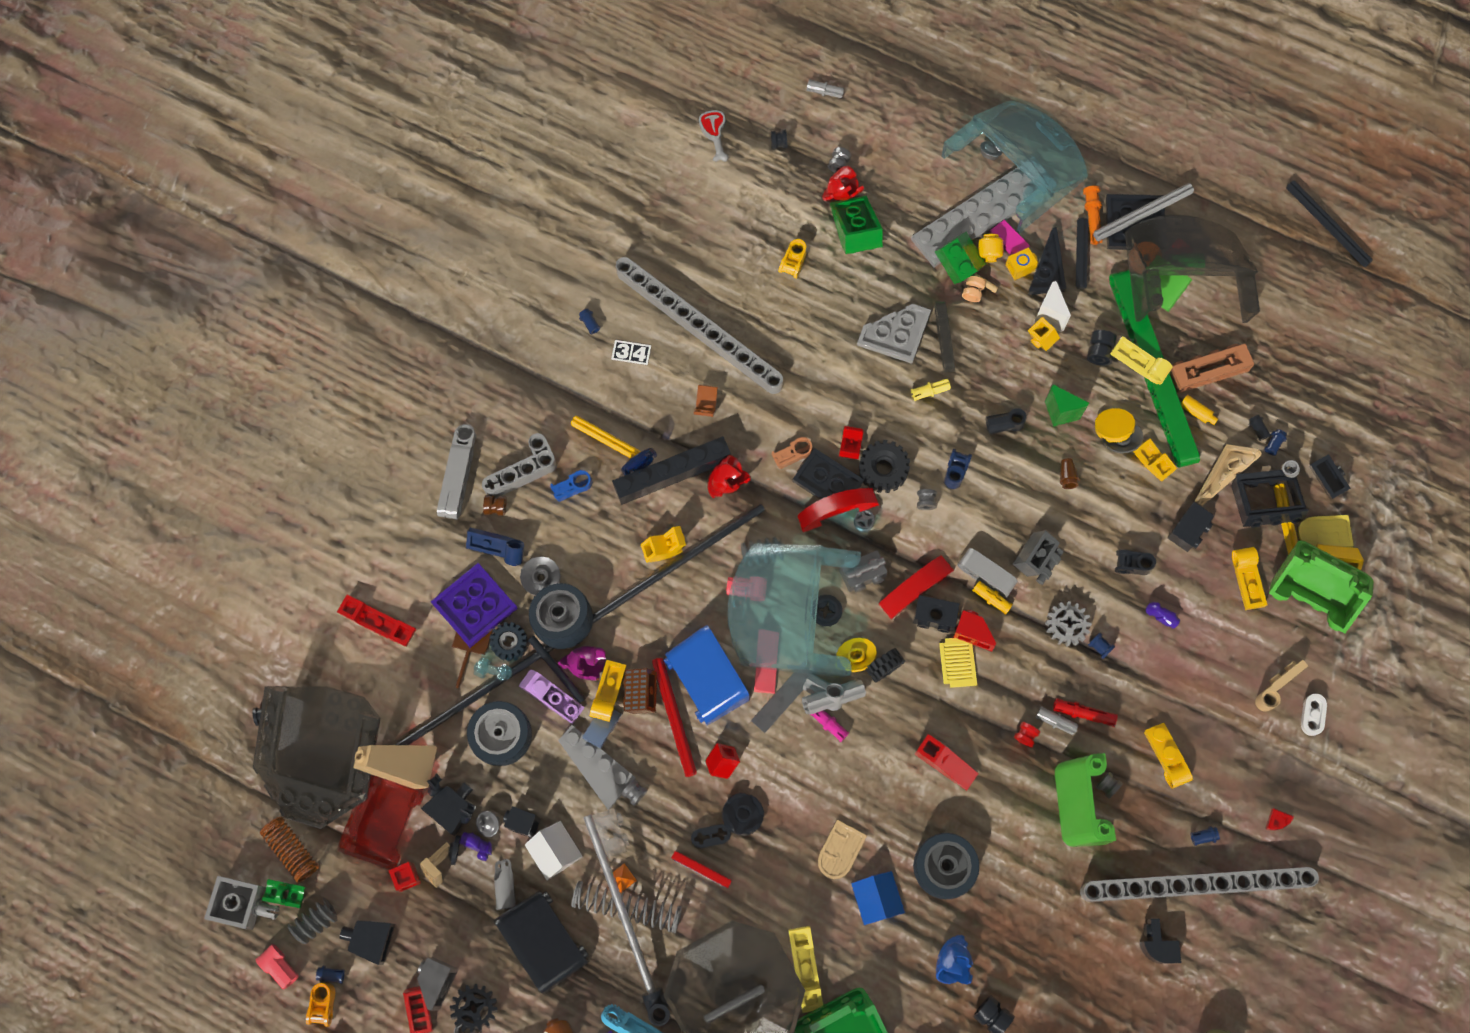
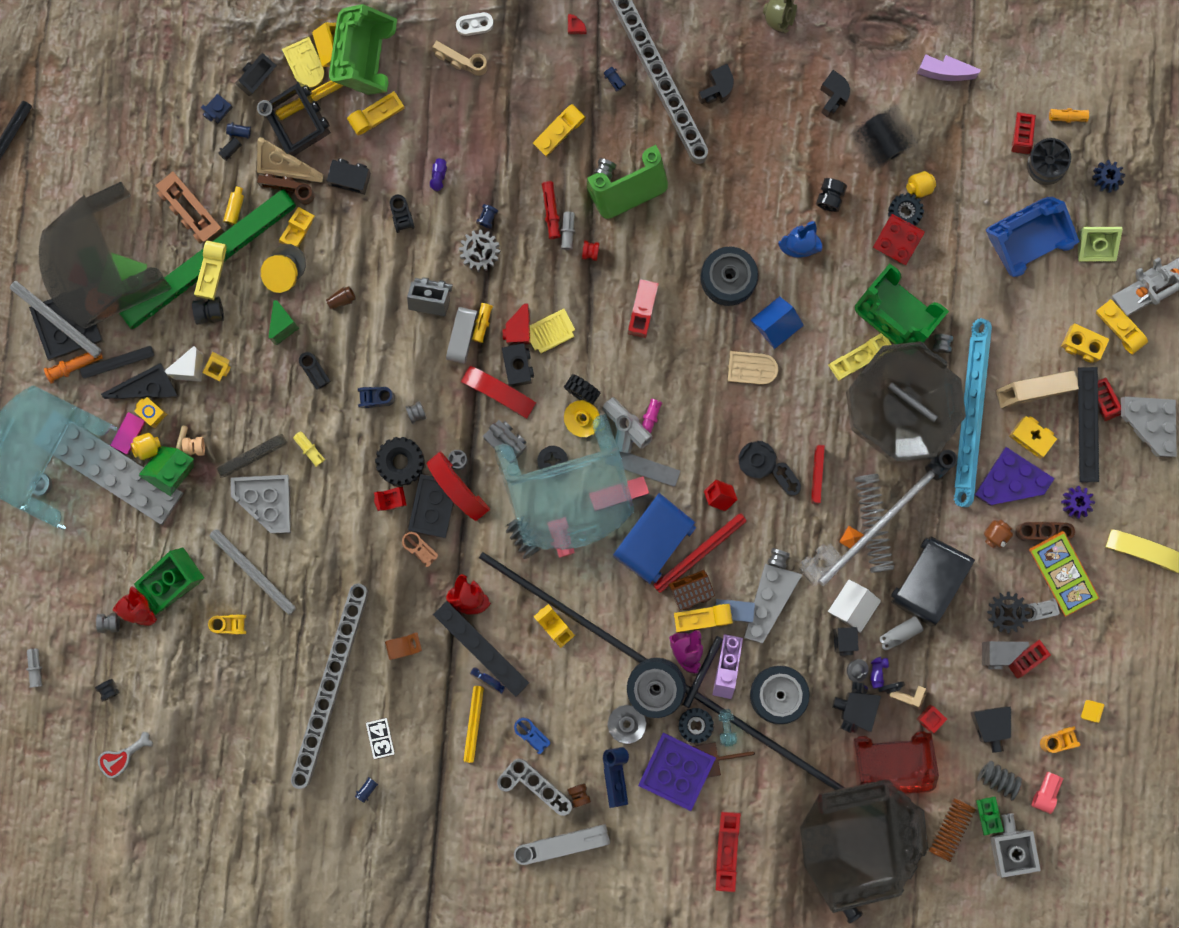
camera: 115 degrees left, 10 degrees up
(330, 975) = (1034, 745): dark blue pin -> none
(398, 763) = (845, 762): tan slope -> none
(834, 298) = (252, 571): none -> light grey axle
(1203, 467) = (287, 184): none -> reddish brown plate
(1305, 430) = (216, 109): none -> dark blue bracket

